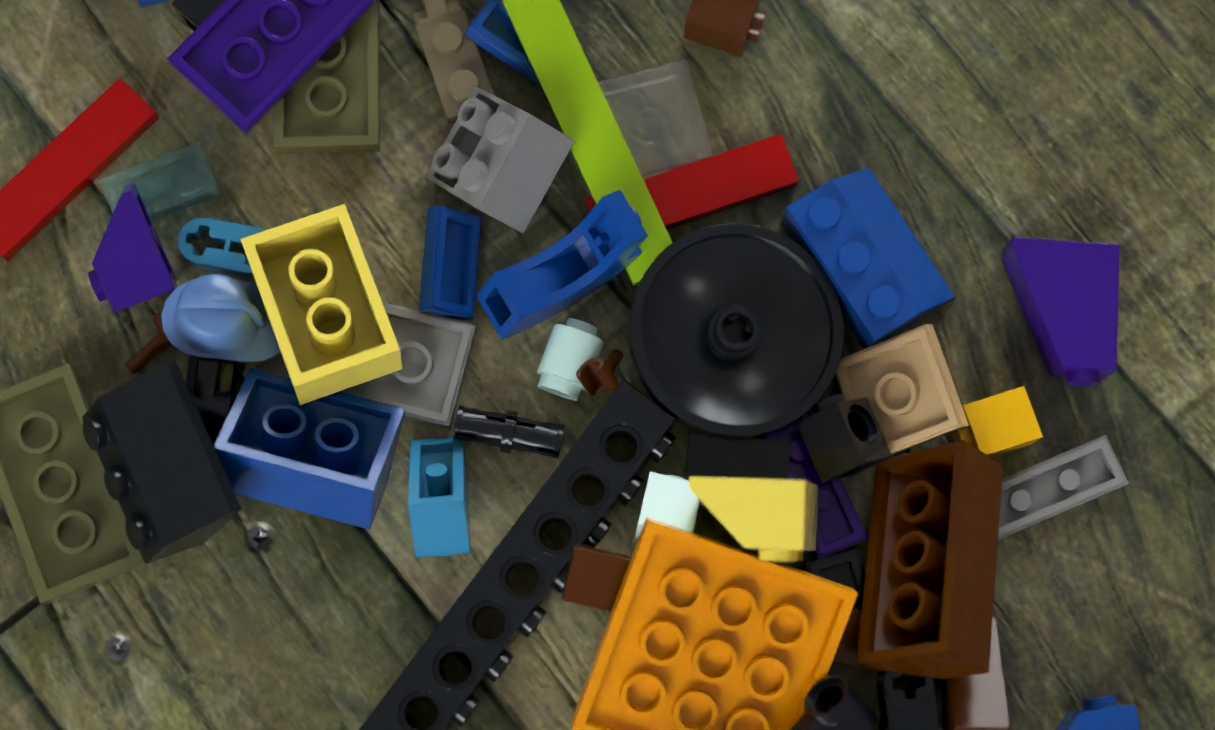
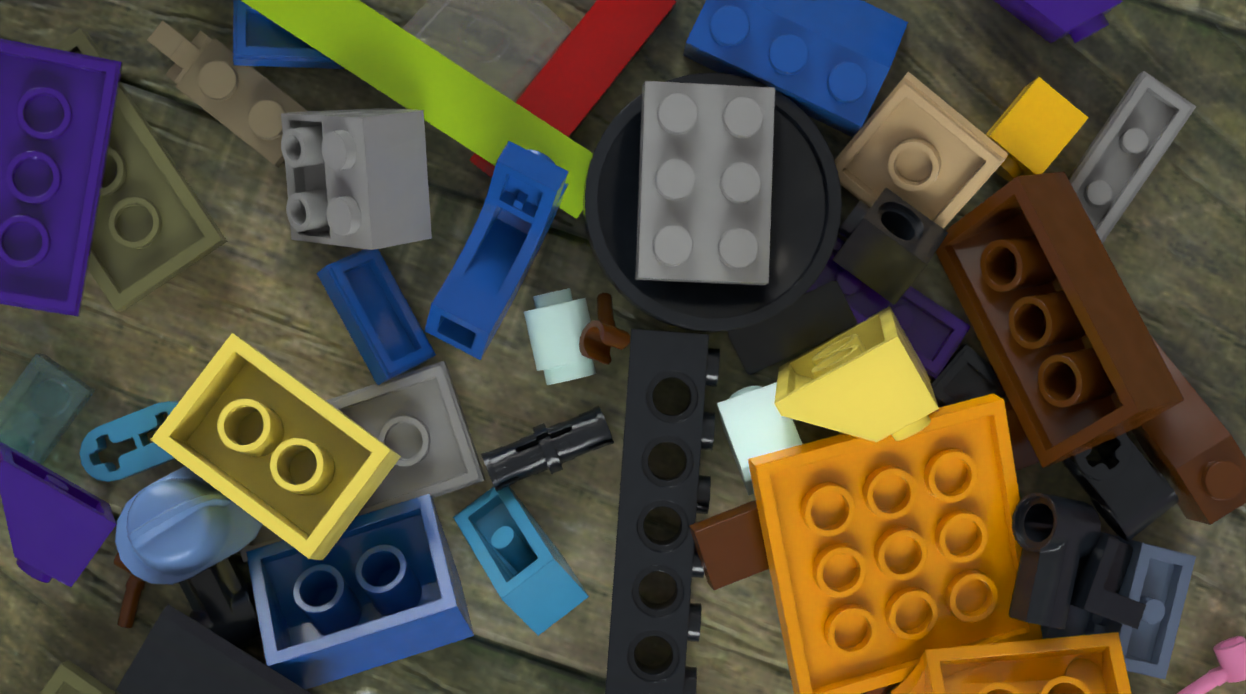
camera: 30 degrees left, 10 degrees up
(738, 311) = (705, 183): none -> light grey plate

